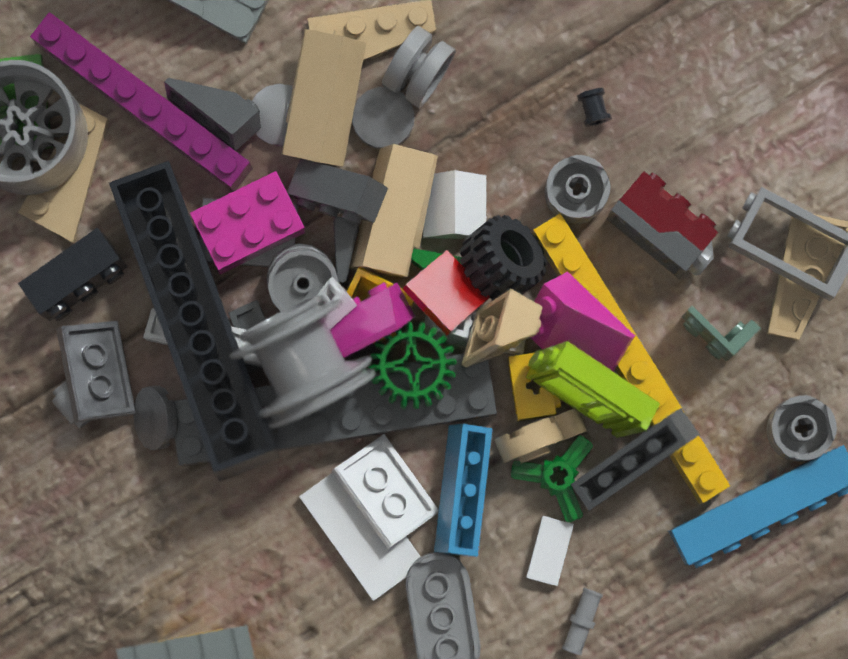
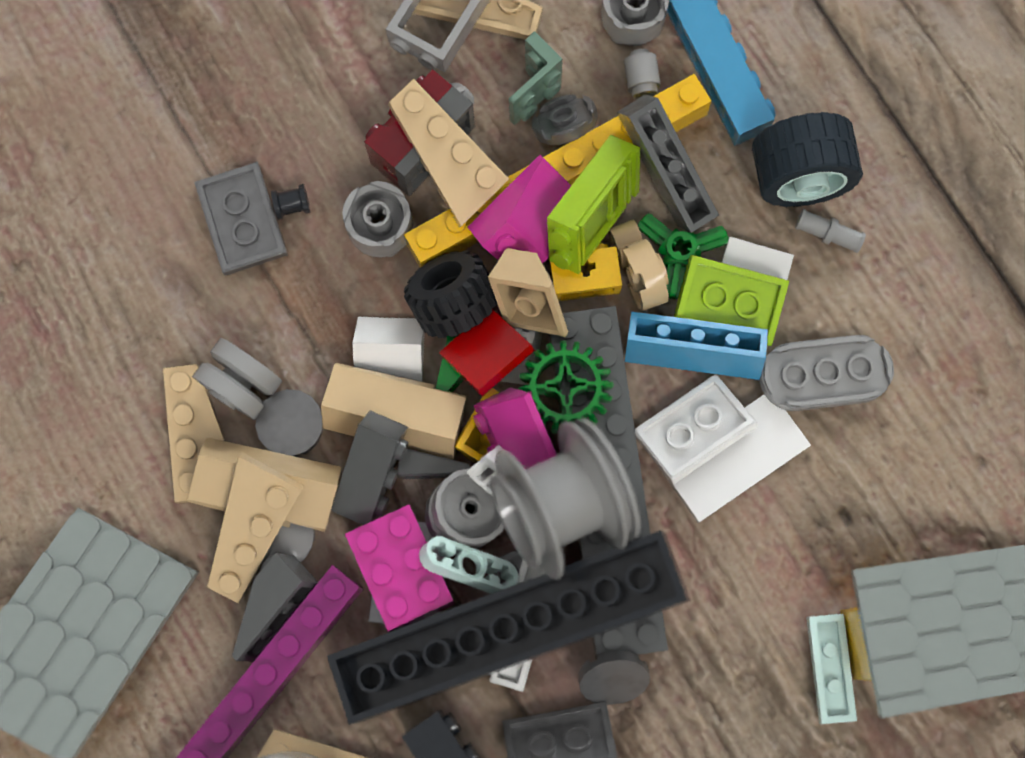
camera: 90 degrees left, 5 degrees down
(167, 617) = (831, 669): none -> light aqua plate
(255, 296) = (453, 567): none -> light aqua beam
(286, 87) = (252, 518): none -> tan wing
(510, 524) = (731, 295): none -> lime plate
(578, 61) = (241, 218): none -> flat silver tile
(628, 254) = (454, 161): none -> tan wing
(644, 593) = (807, 159): none -> black wheel
(682, 363) = (564, 119): none -> flat silver tile
(734, 438) = (642, 73): none -> light grey brick

